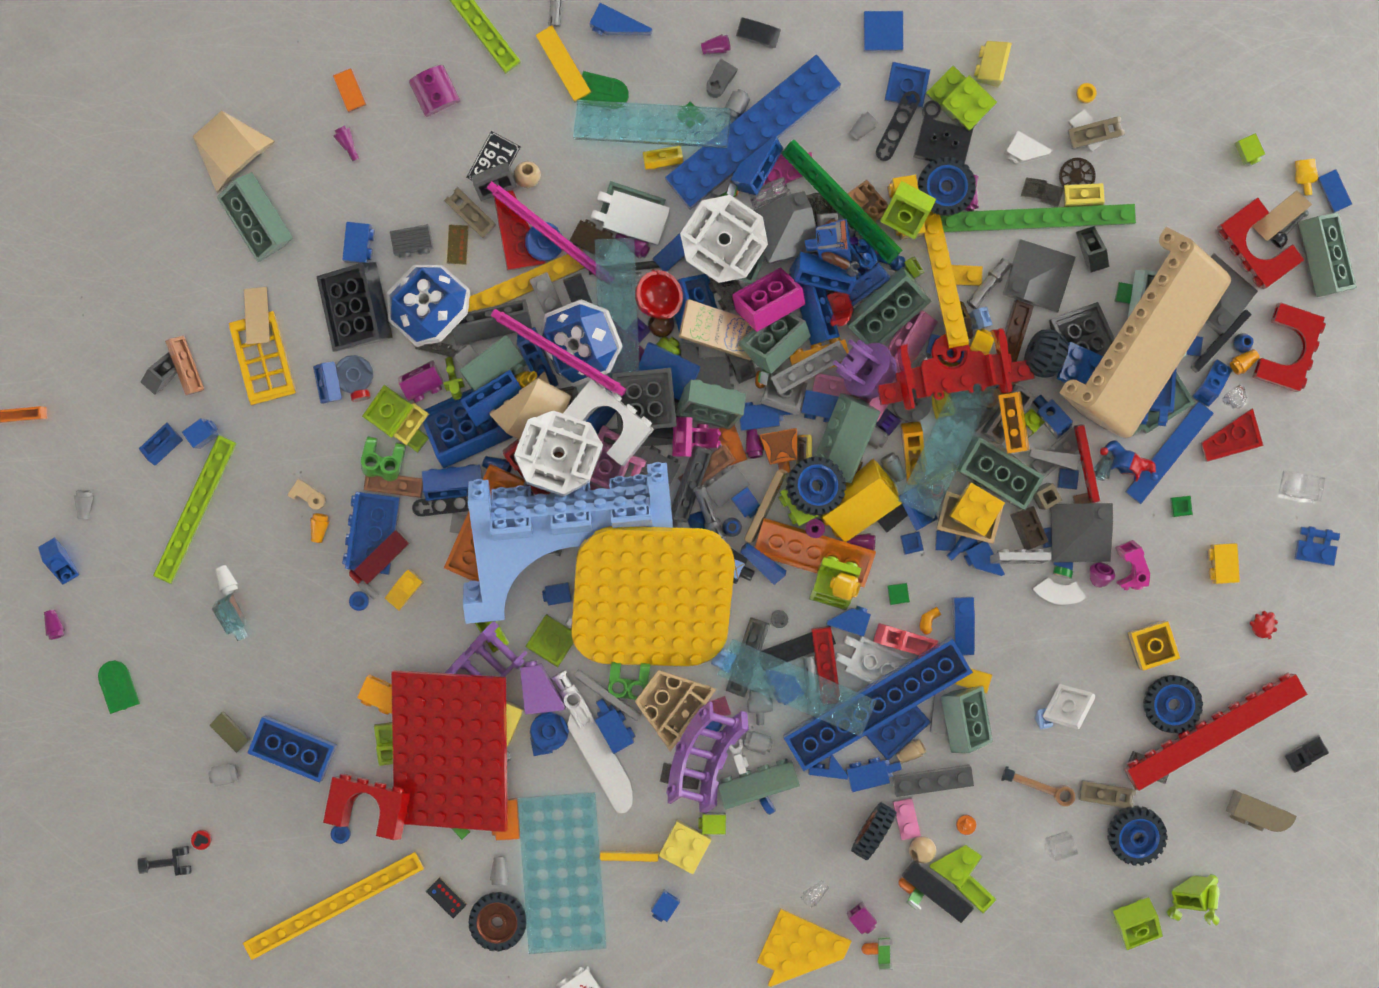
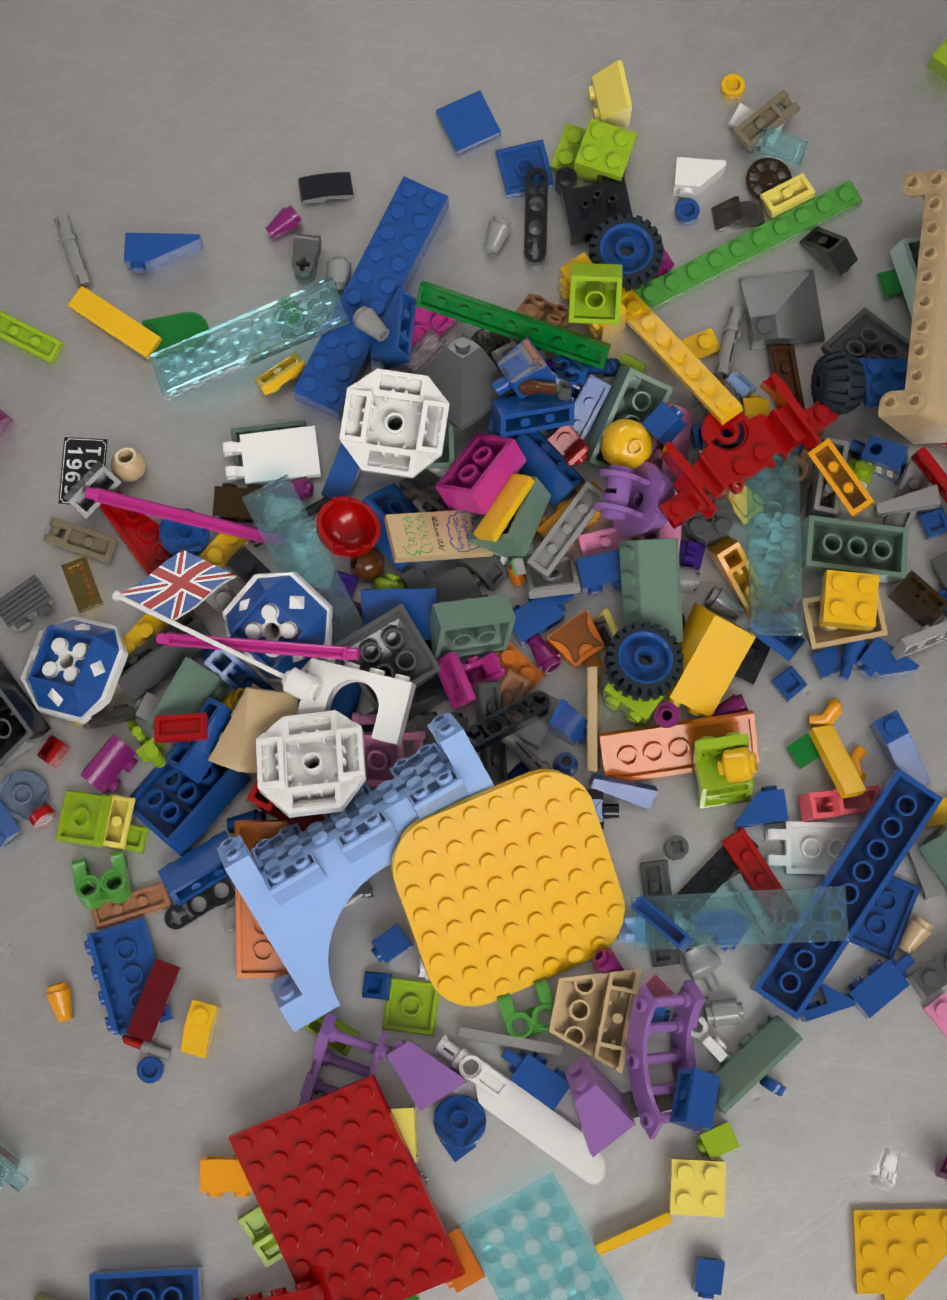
camera: 20 degrees left, 10 degrees down
(314, 498) = (38, 967): tan leg -> none
(387, 353) = (53, 751): none -> red slope
(481, 384) = (180, 728): none -> red tile
(522, 284) = (183, 585): none -> flag
(535, 616) = (377, 985): none -> blue tile
(645, 764) = (598, 1105): none -> medium lavender slope
(695, 673) = (606, 961): none -> magenta cone
(702, 478) = (507, 725): none -> black beam
(709, 791) = (695, 1099): none -> blue panel
(741, 156) = (370, 323): none -> light grey cone
(743, 666) = (662, 923): none -> blue piece
(772, 333) = (504, 507): none -> yellow tile
(873, 831) = (921, 1053): black wheel -> none
(879, 326) = (626, 443): none -> yellow cylinder
(912, 325) = (665, 423): none -> blue brick
(916, 612) = (837, 761): none -> yellow tile
(927, 578) = (828, 716): none -> light orange arm
(1007, 171) = (686, 211): none -> blue tile
(1047, 496) = (922, 551): dark tan brick -> none
(1097, 157) = (782, 145): none -> clear light blue tile

